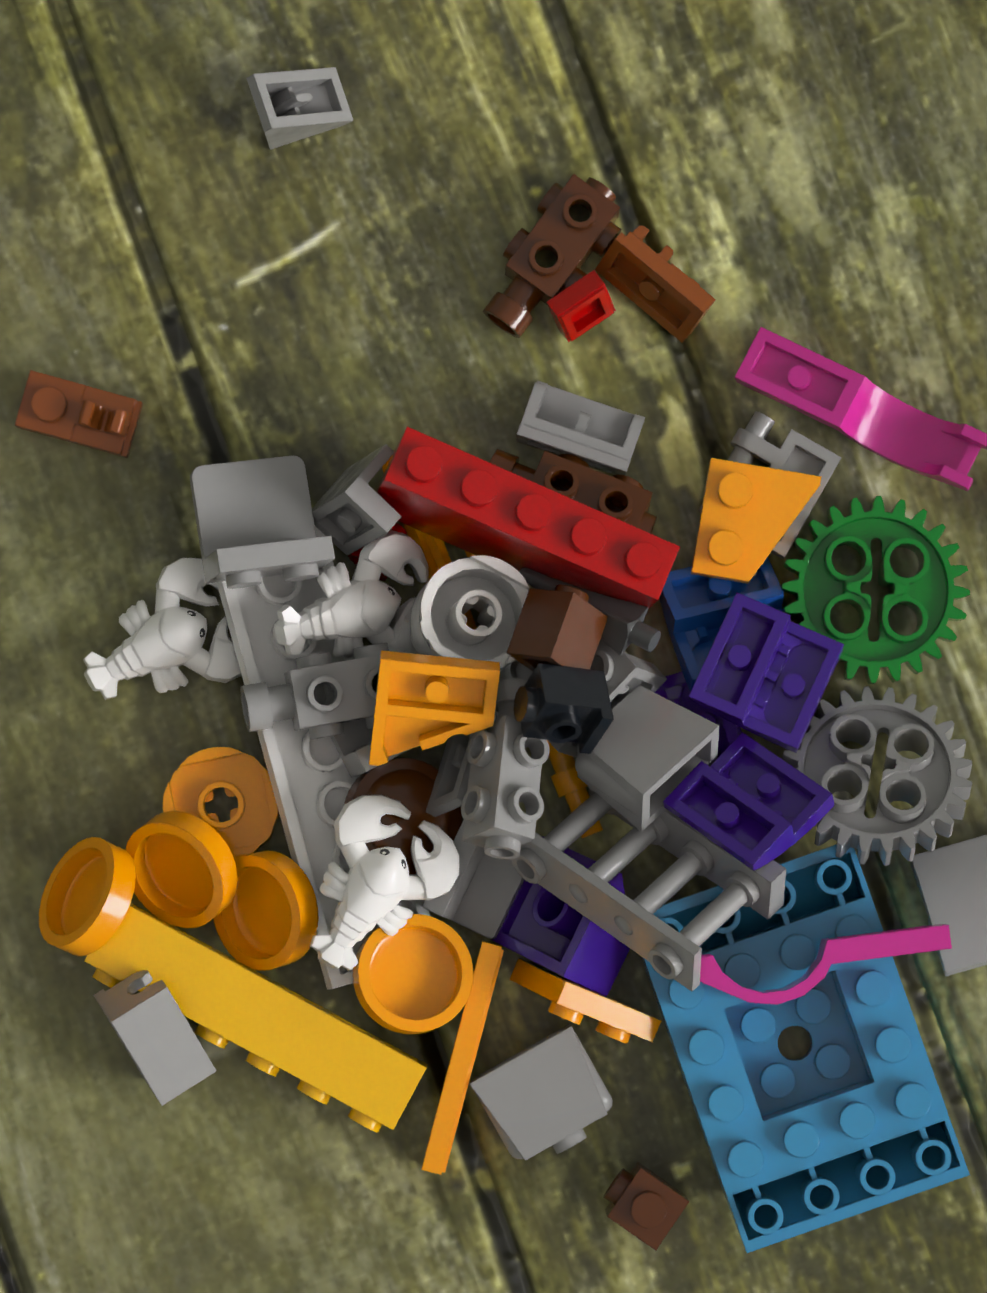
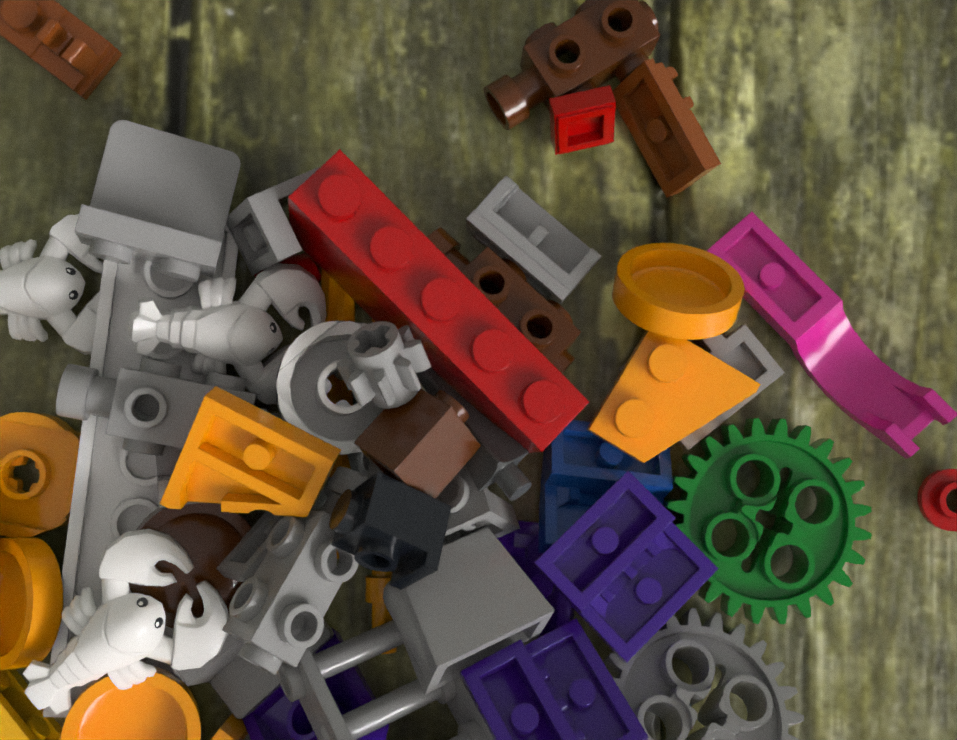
camera: 20 degrees right, 0 degrees up
(506, 581) = (383, 365): none -> light grey gear
(720, 423) = (677, 291): none -> light orange piece

